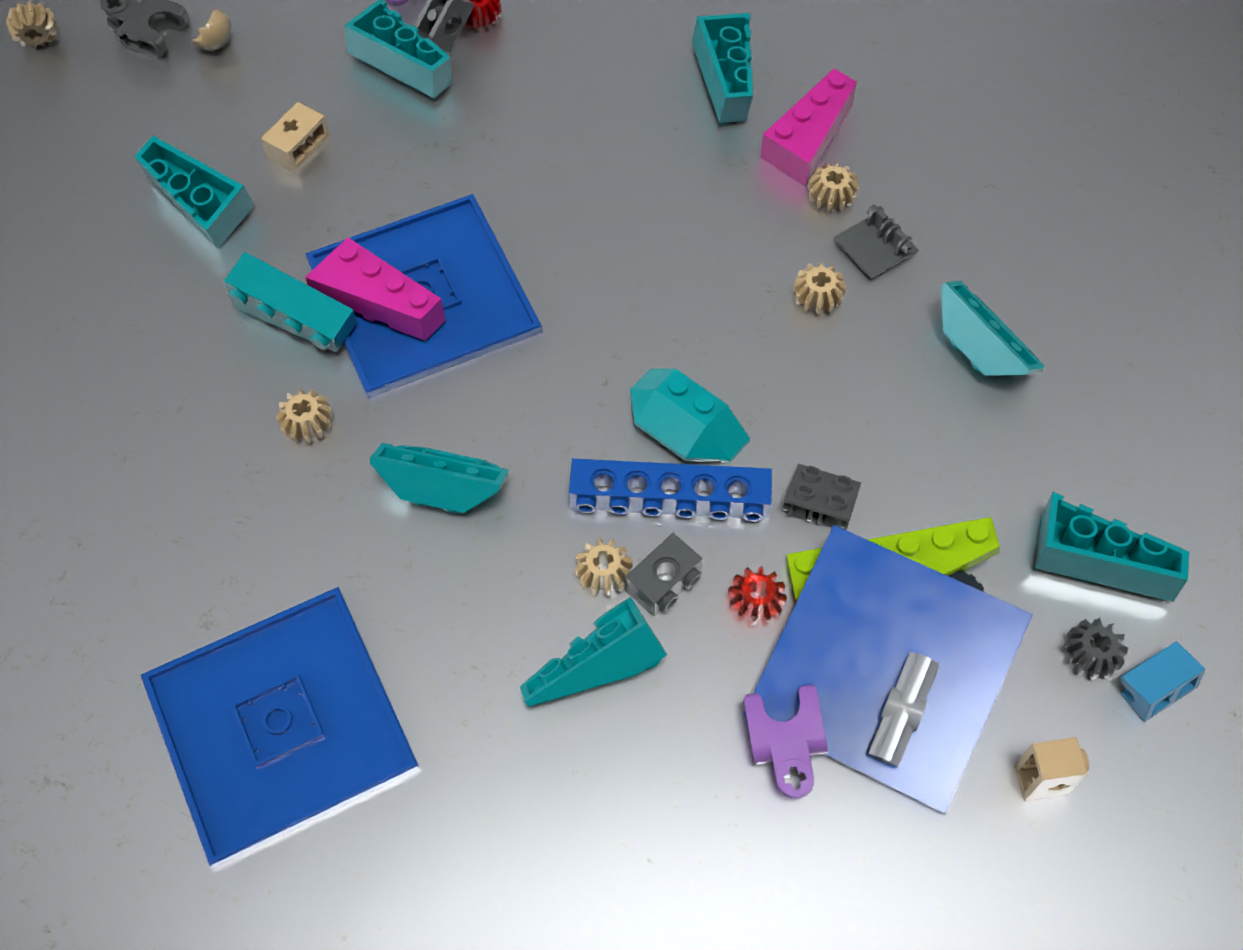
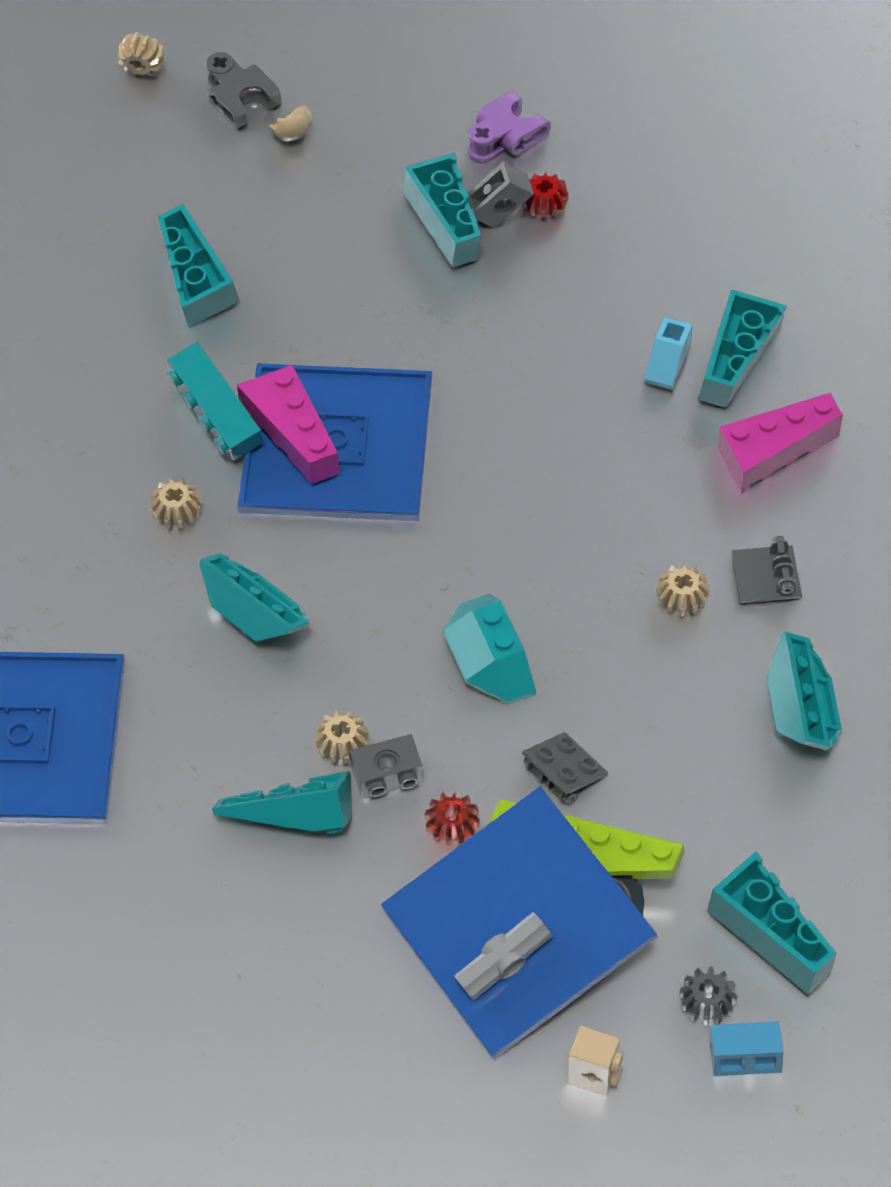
camera: 30 degrees right, 5 degrees down
(295, 136) = (308, 253): tan brick -> none
(673, 92) = (668, 353): none -> medium azure slope
(685, 479) = (429, 686): blue brick -> none
(788, 742) = (399, 940): medium lavender piece -> none
(833, 187) = (759, 504): tan gear -> none

